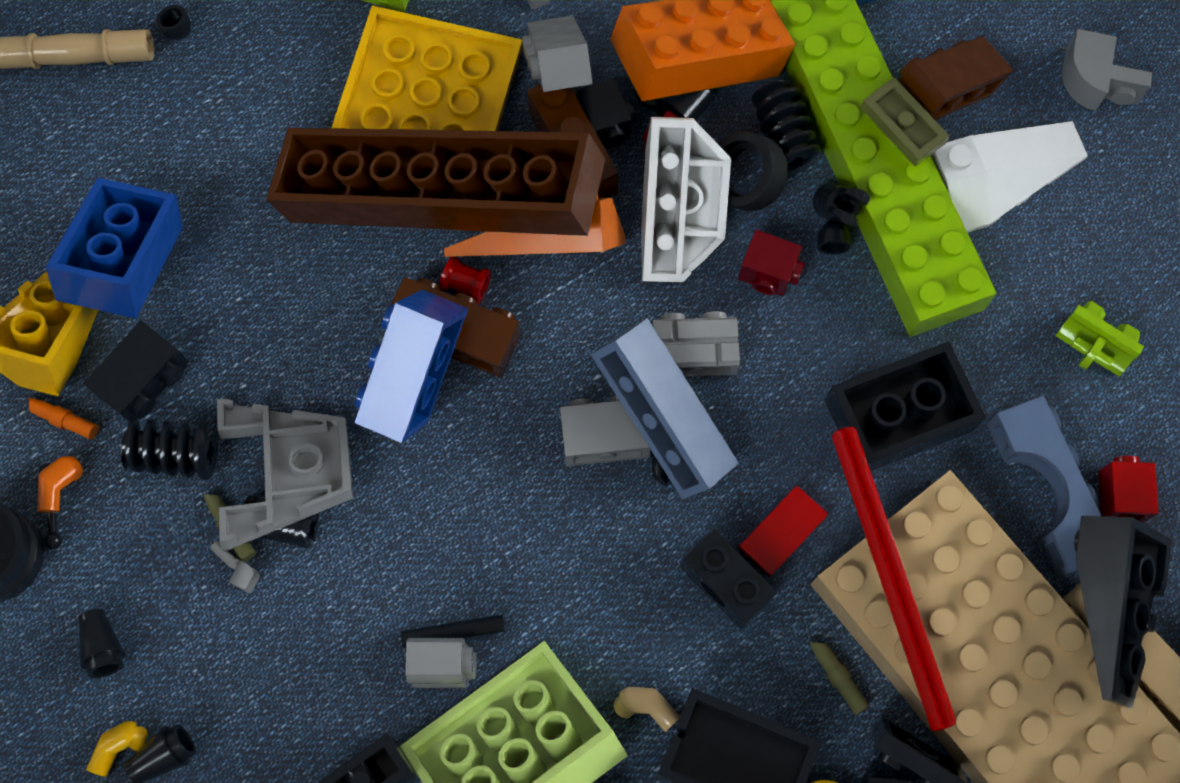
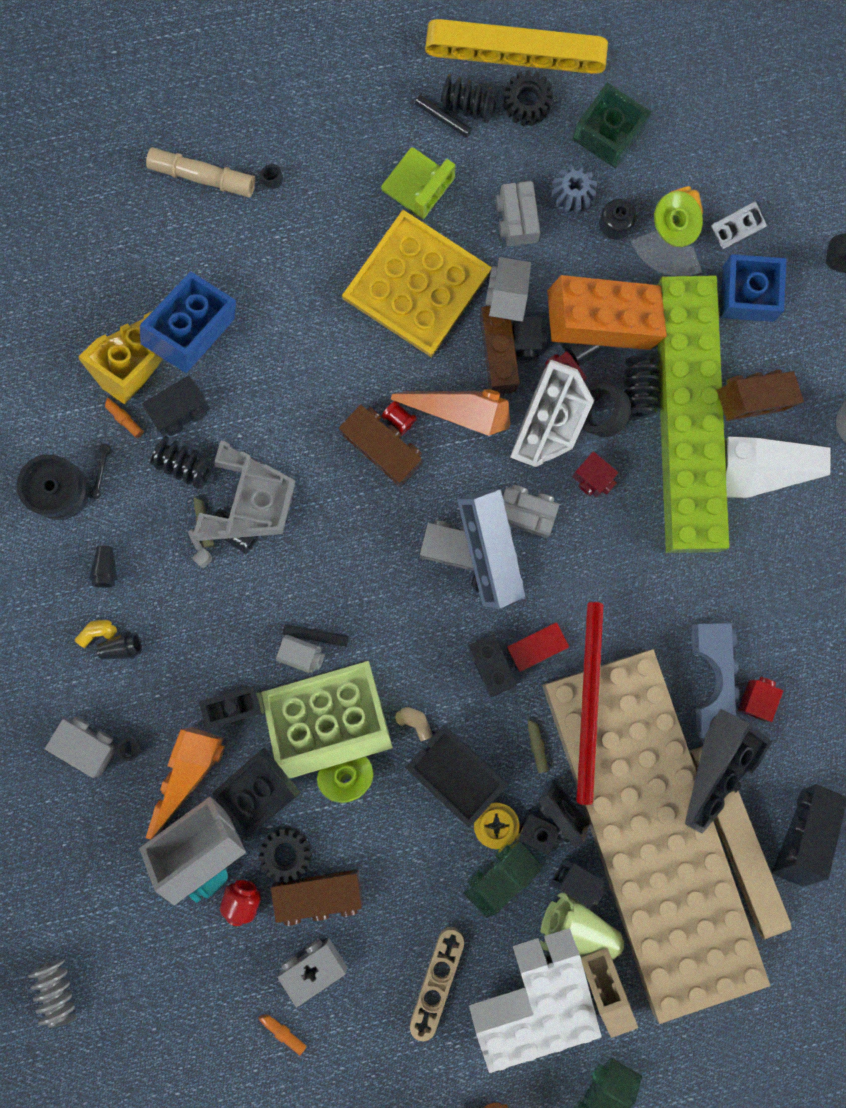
camera: 20 degrees right, 10 degrees up
(53, 480) = (106, 457): orange arm -> none
(409, 364) = (343, 464): brick -> none
(439, 179) = (402, 351): reddish brown brick -> none
(833, 238) = (642, 471): black hinge -> none
(849, 199) = (656, 458): black hinge -> none
(904, 121) = (715, 416): olive plate -> none
(907, 405) = (643, 598): black brick -> none
(1099, 340) = (783, 600): lime hips -> none

